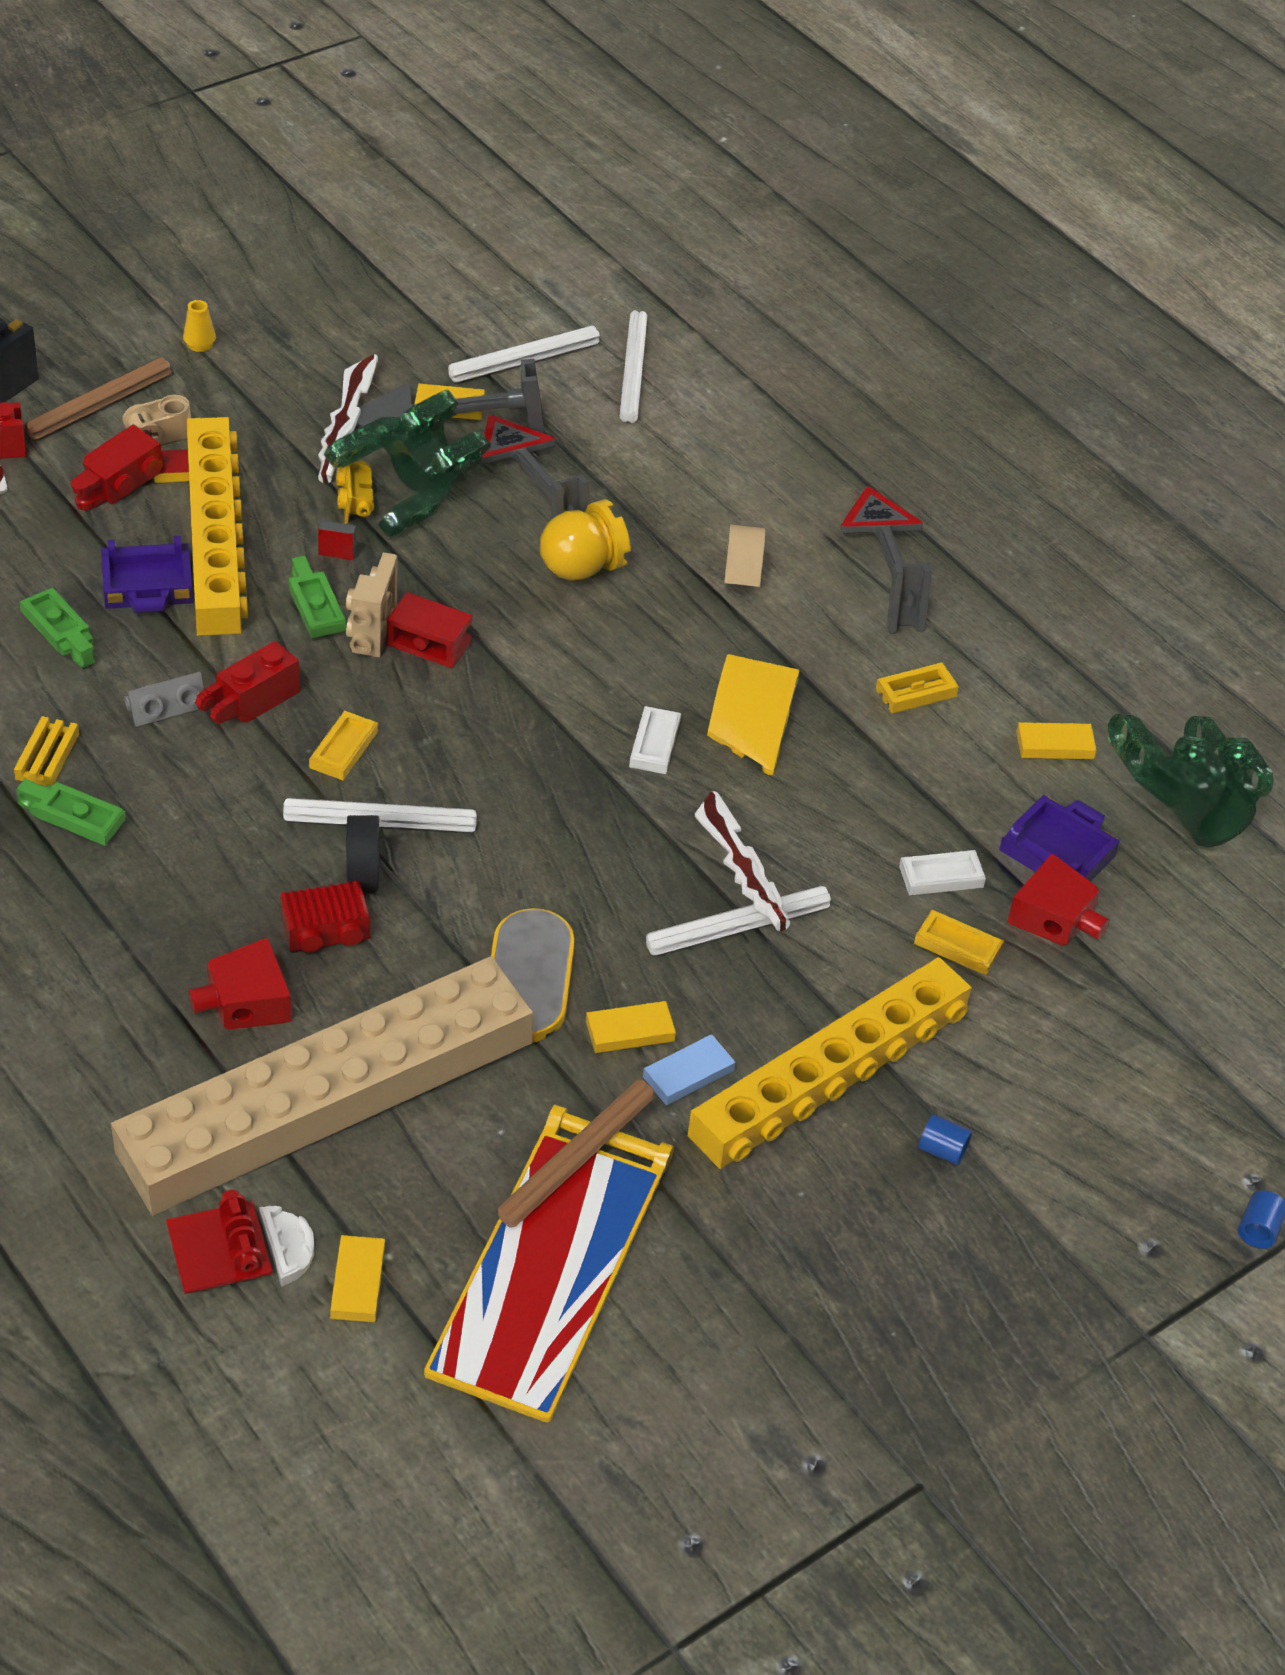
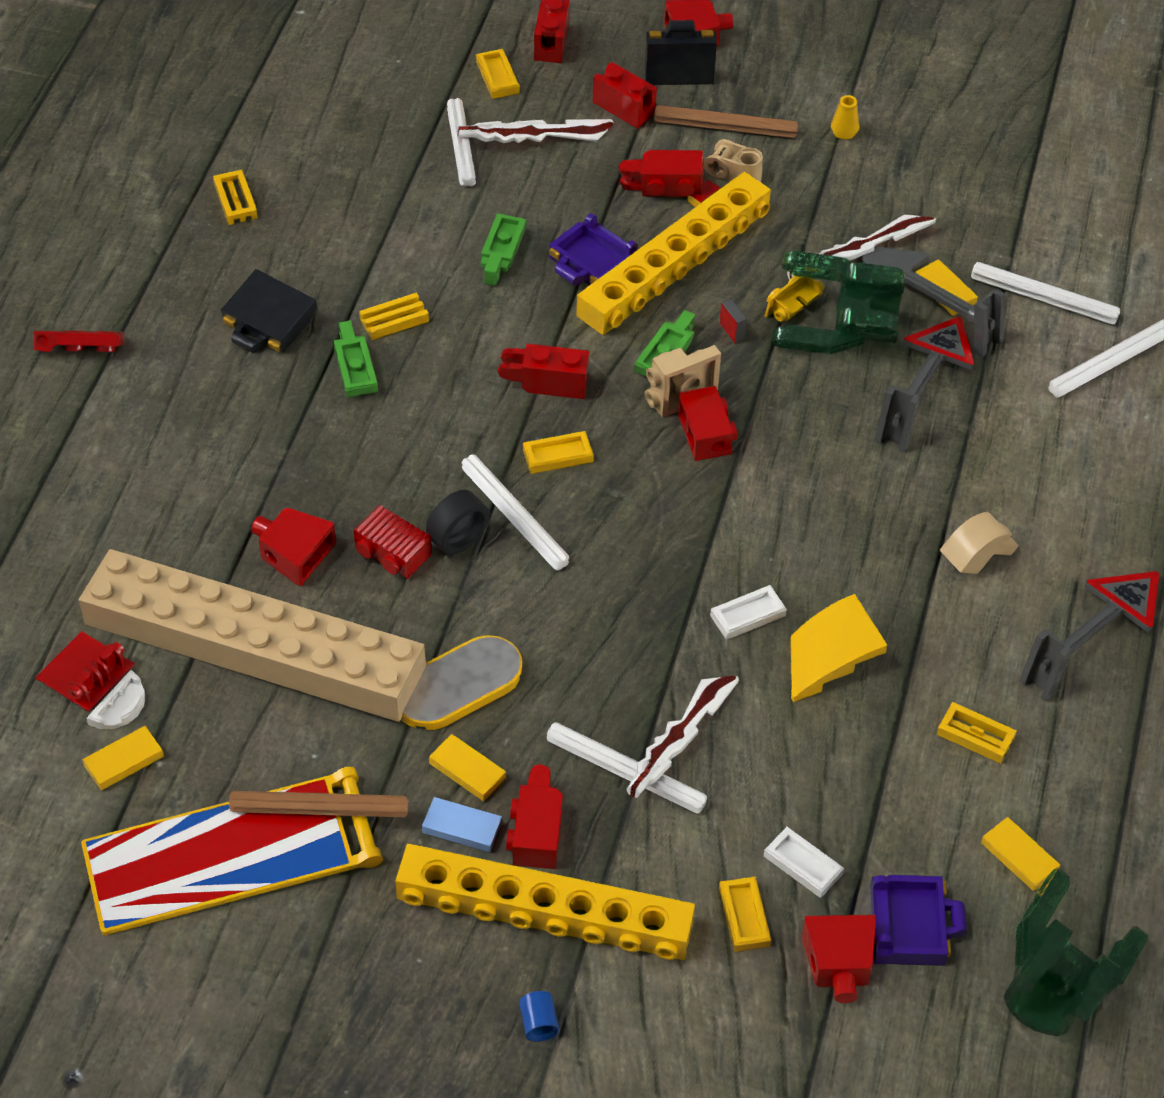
camera: 55 degrees right, 5 degrees up
(164, 699) = (492, 336): light grey hinge -> none
(583, 542) = (872, 444): yellow tile -> none
(743, 1011) = (537, 822): none -> red hinge

